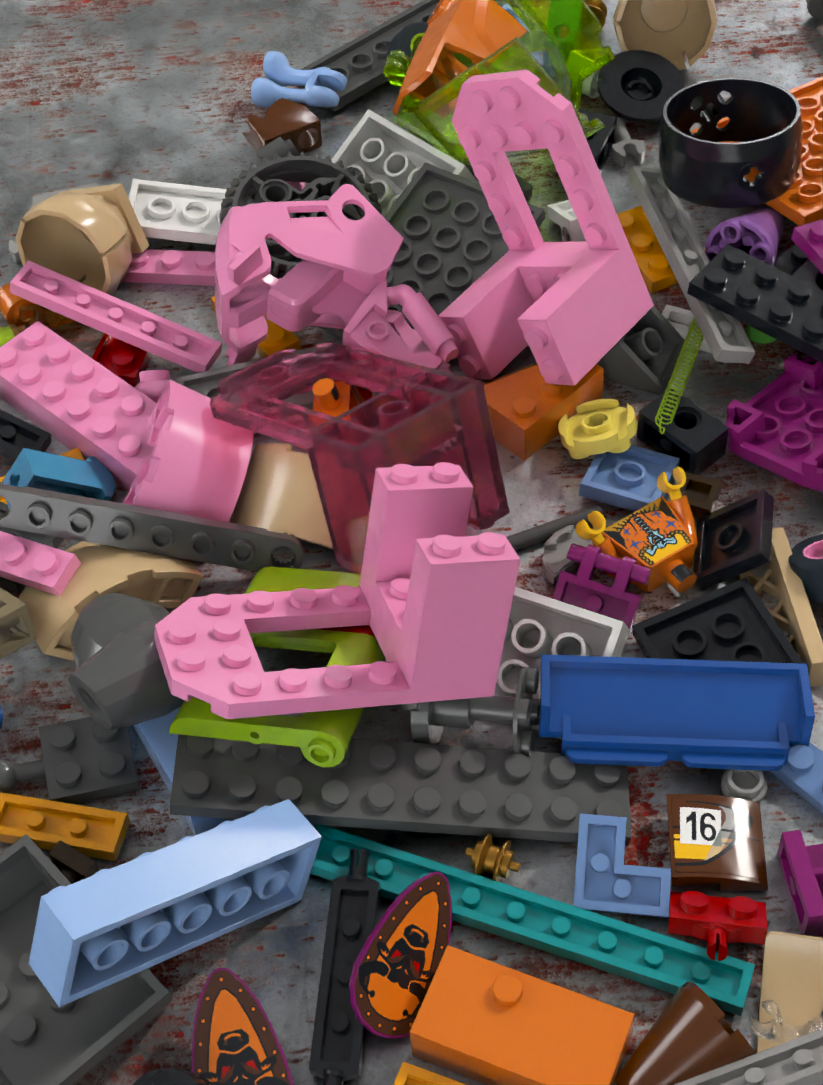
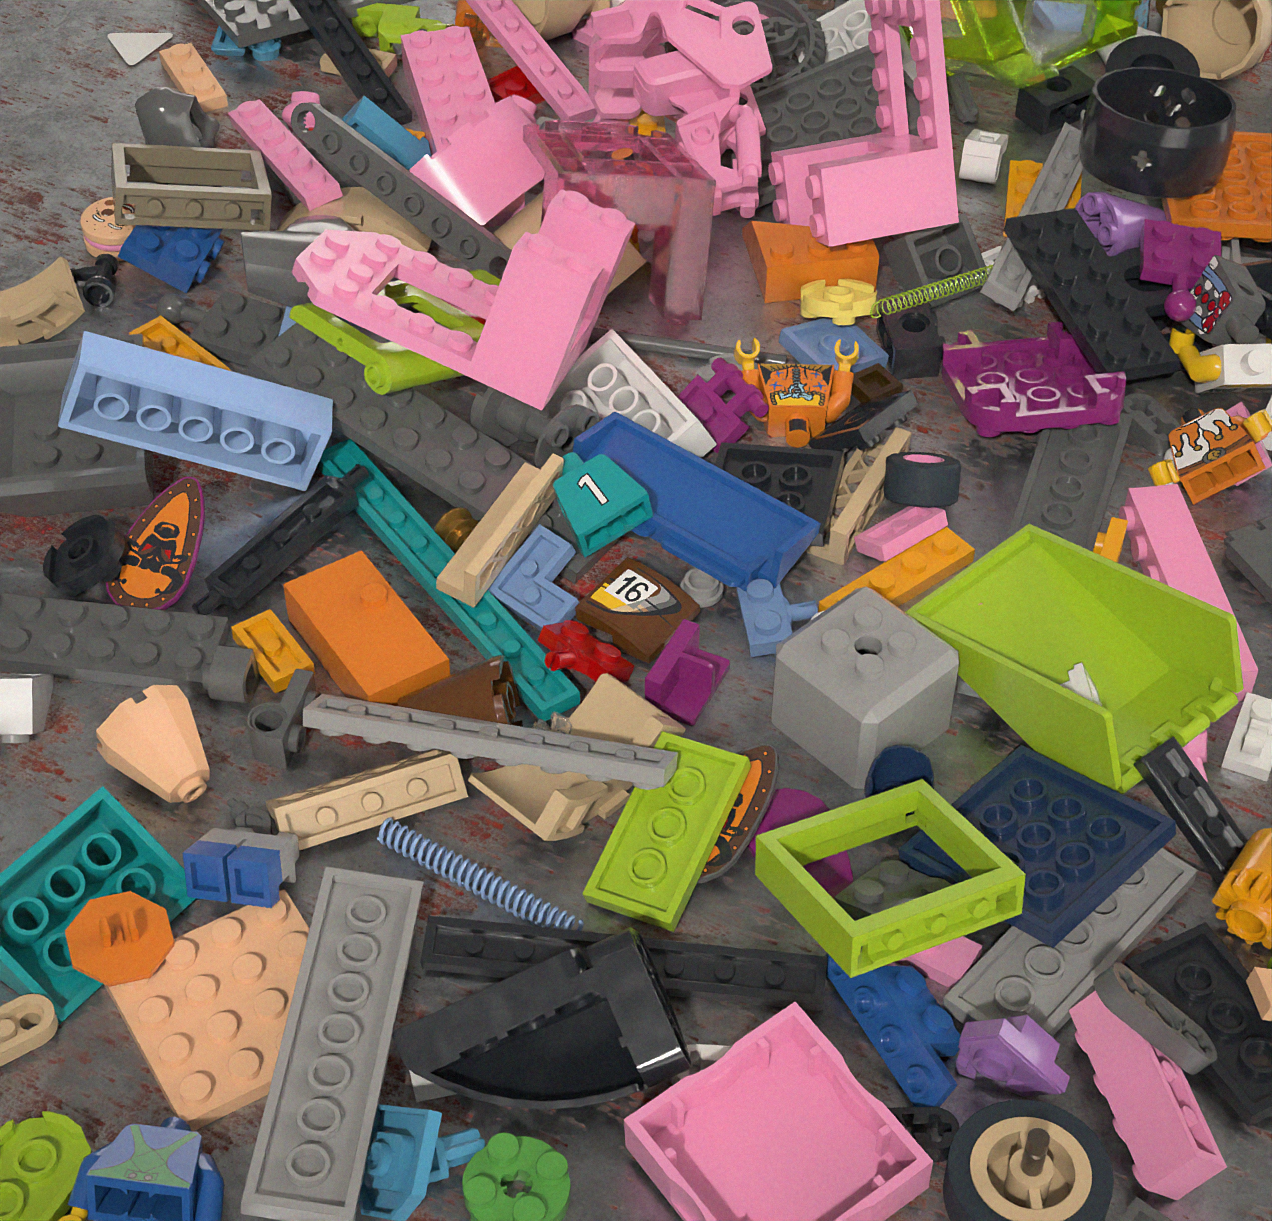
camera: 30 degrees right, 5 degrees down
(402, 957) = (328, 537): shield -> none
(553, 843) = (500, 532): none -> tan fence
(610, 757) = (599, 501): none -> teal torso

